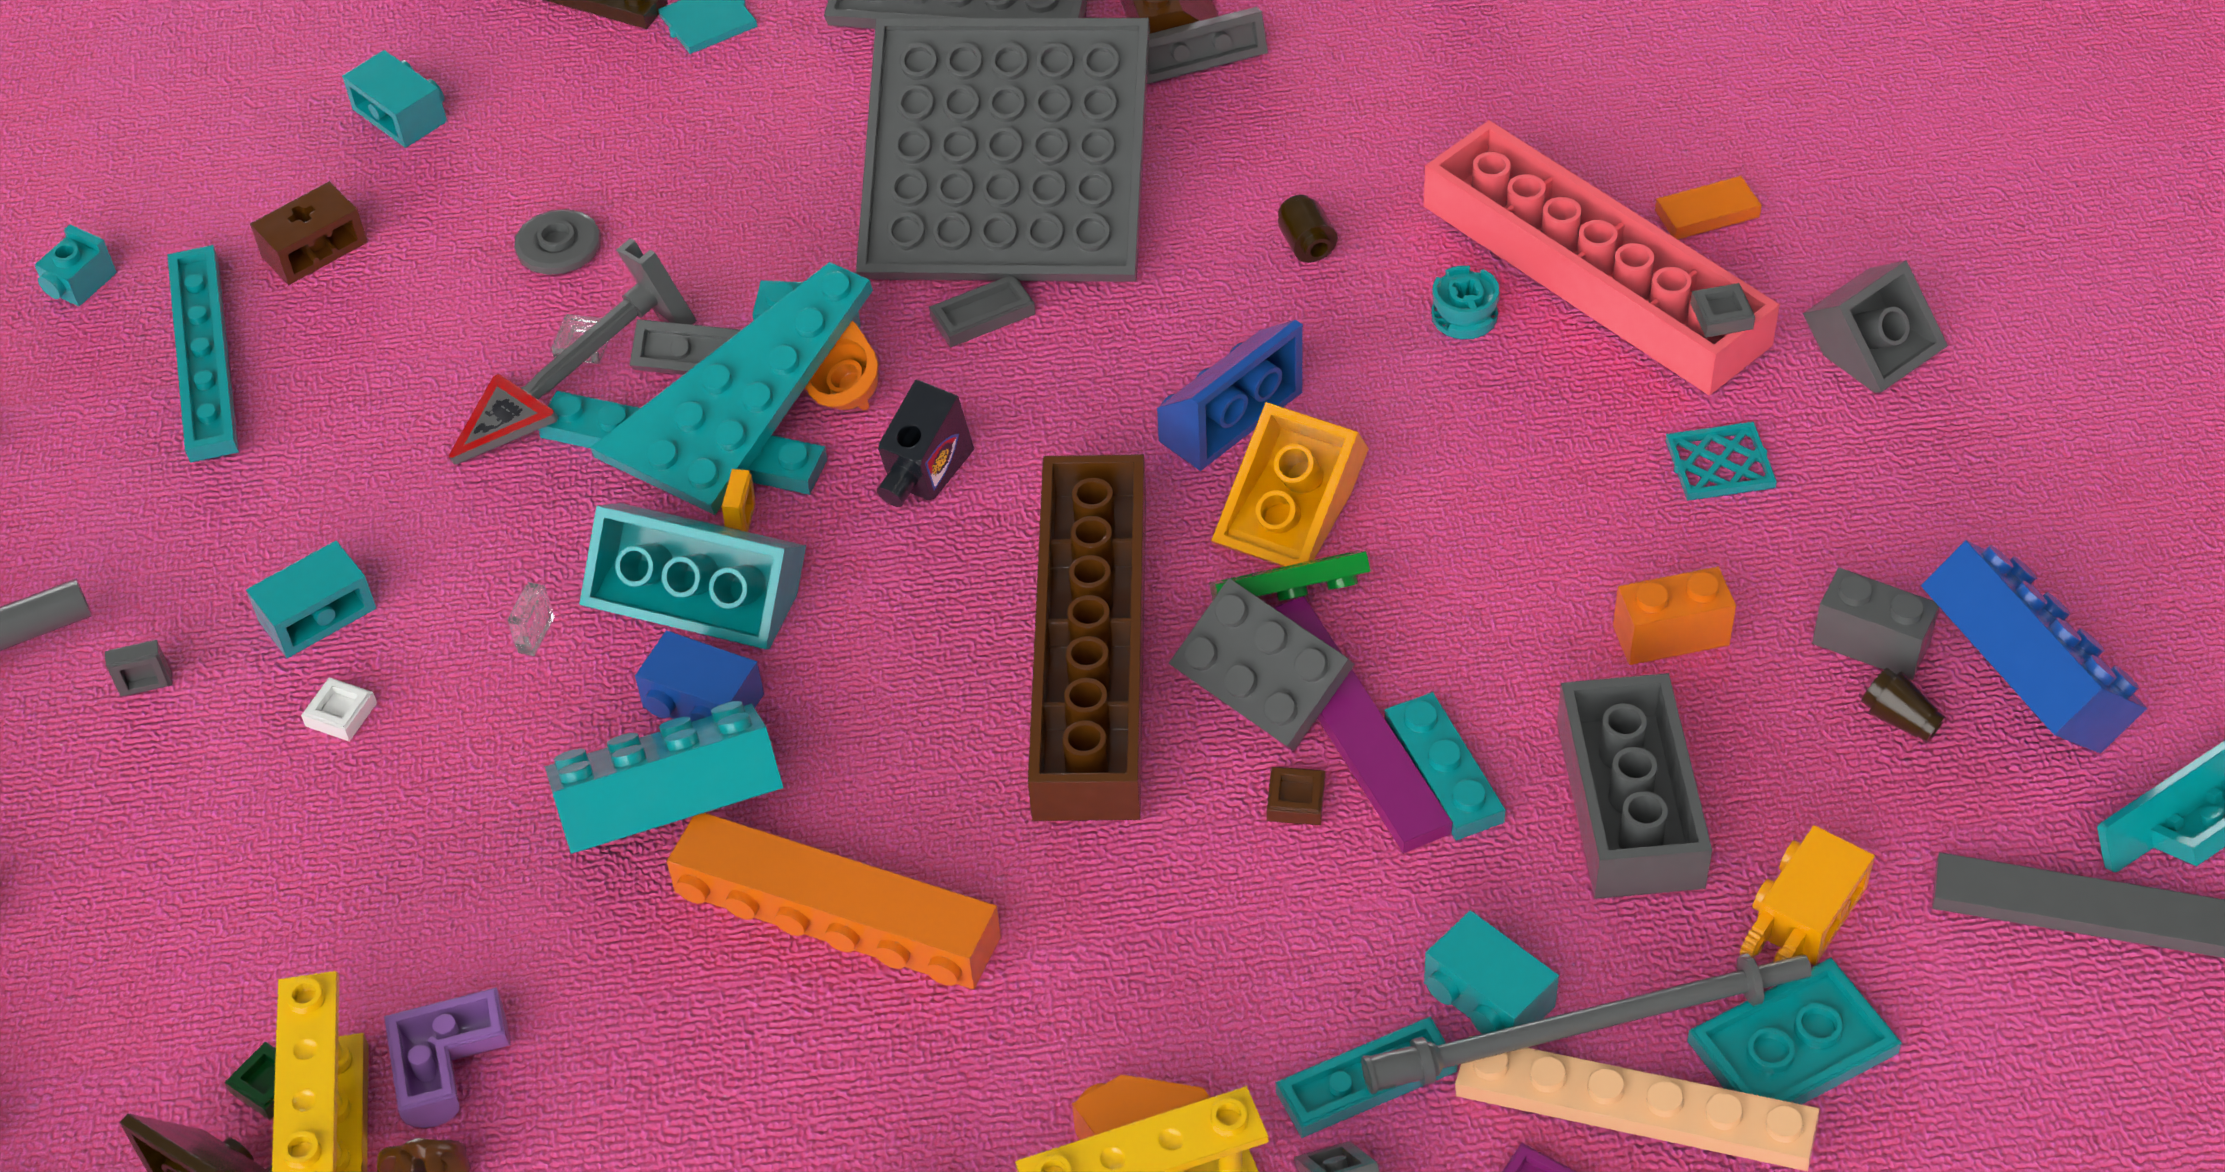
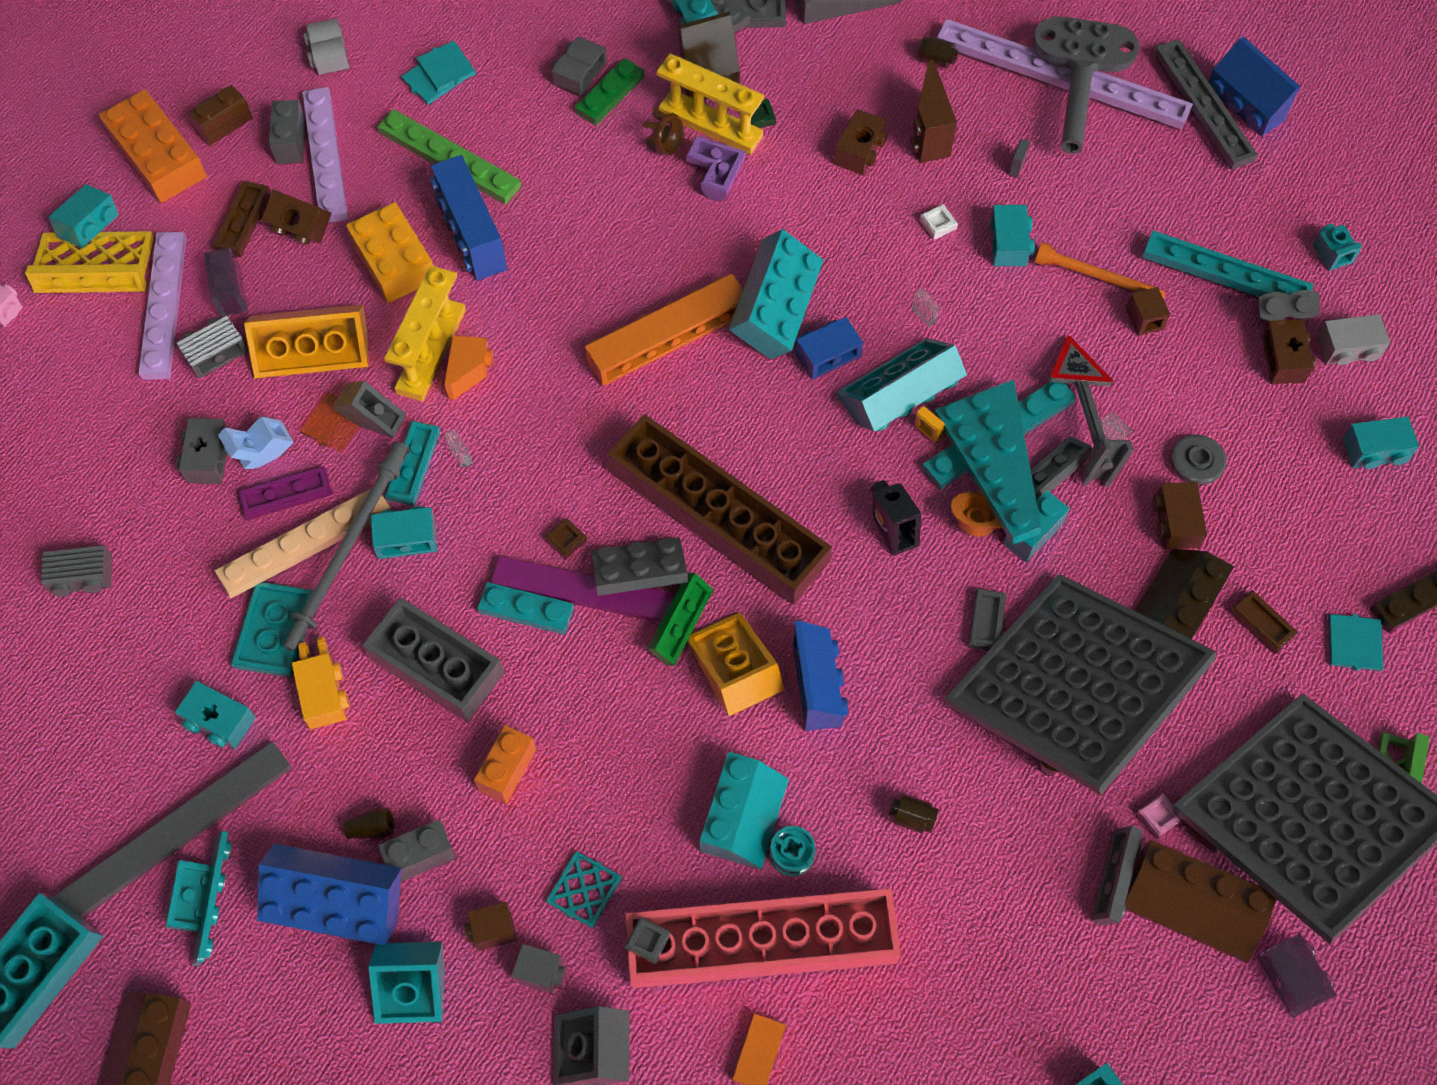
camera: 125 degrees right, 15 degrees up
(126, 803) = (935, 120): none -> reddish brown slope
(236, 247) = (1279, 305): none -> dark grey brick
(237, 183) = (1353, 339): none -> light grey brick
(243, 885) = (860, 142): none -> reddish brown brick
(315, 534) = (1048, 255): none -> orange piece
(344, 389) = (1147, 311): none -> reddish brown brick
(666, 208) = (1180, 515): none -> reddish brown brick
(751, 92) = (1263, 622): none -> reddish brown tile
(789, 154) = (1185, 590): none -> dark brown slope
(1290, 1018) = (458, 448): none -> clear tile
(1474, 375) = (743, 811): none -> teal slope
(1857, 424) = (539, 969): none -> dark grey brick
(1866, 496) = (490, 926): none -> reddish brown brick
(1986, 990) = (231, 717): none -> teal brick
(2015, 523) = (407, 982): none -> teal slope

